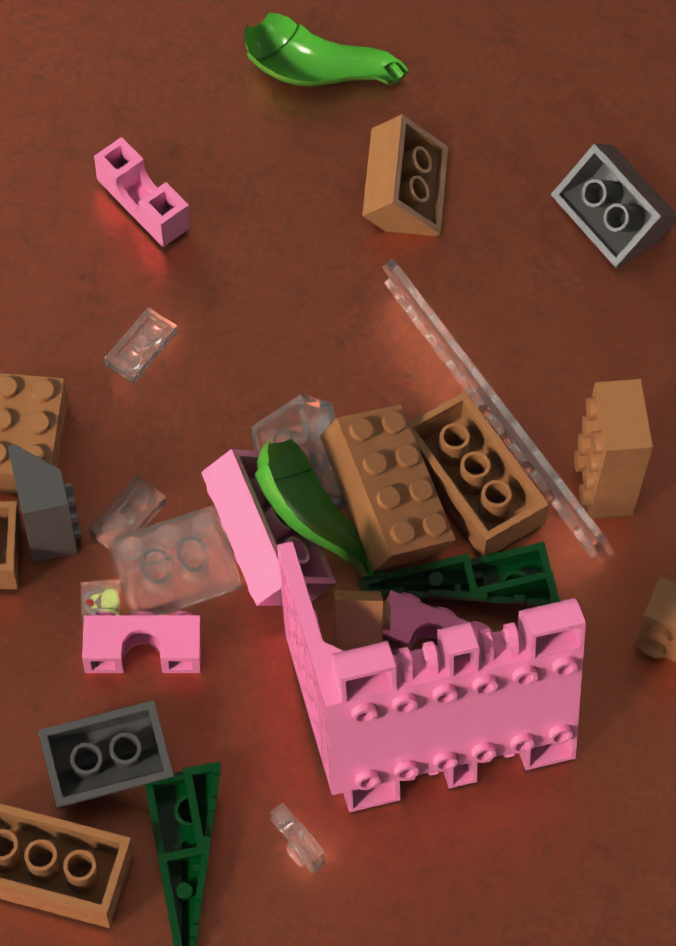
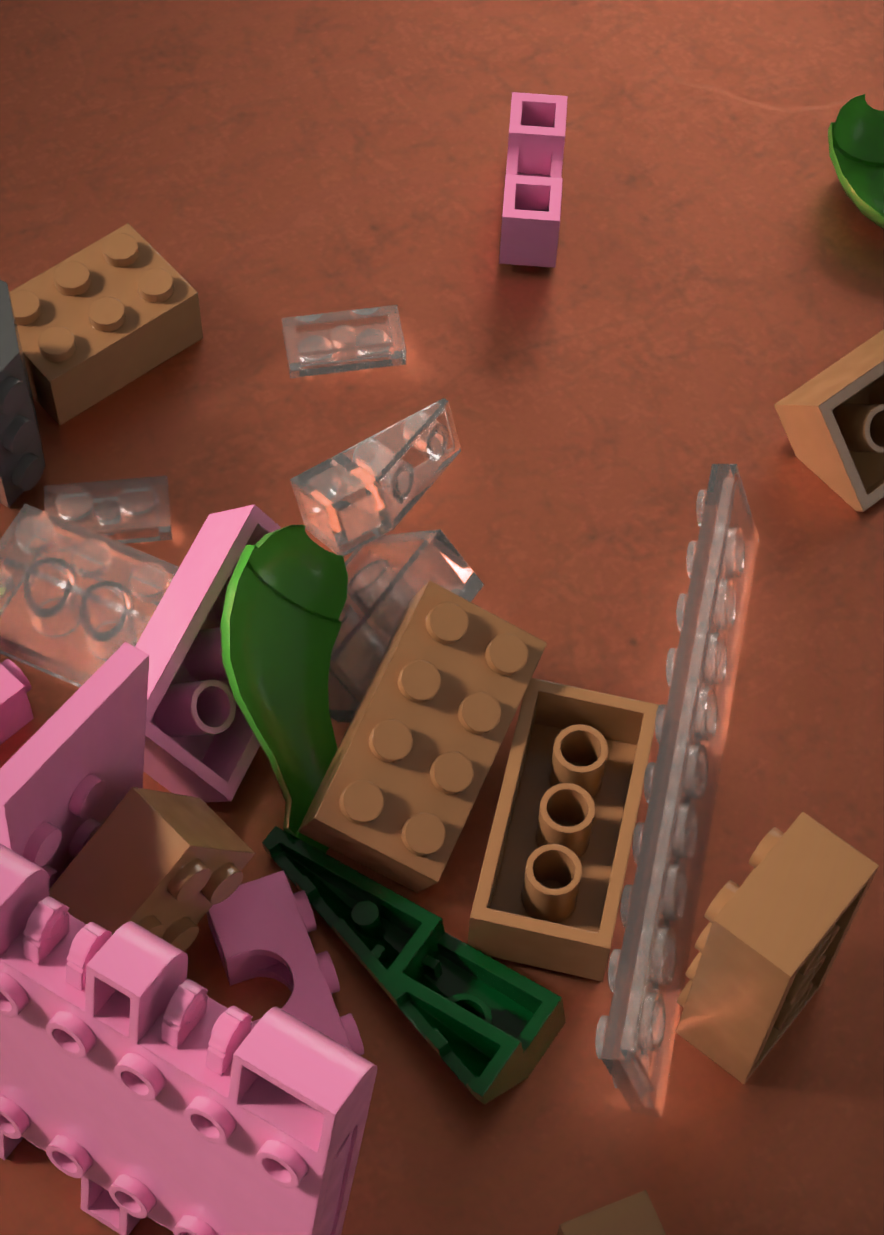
camera: 45 degrees right, 5 degrees down
(234, 406) = (377, 480): none -> clear slope

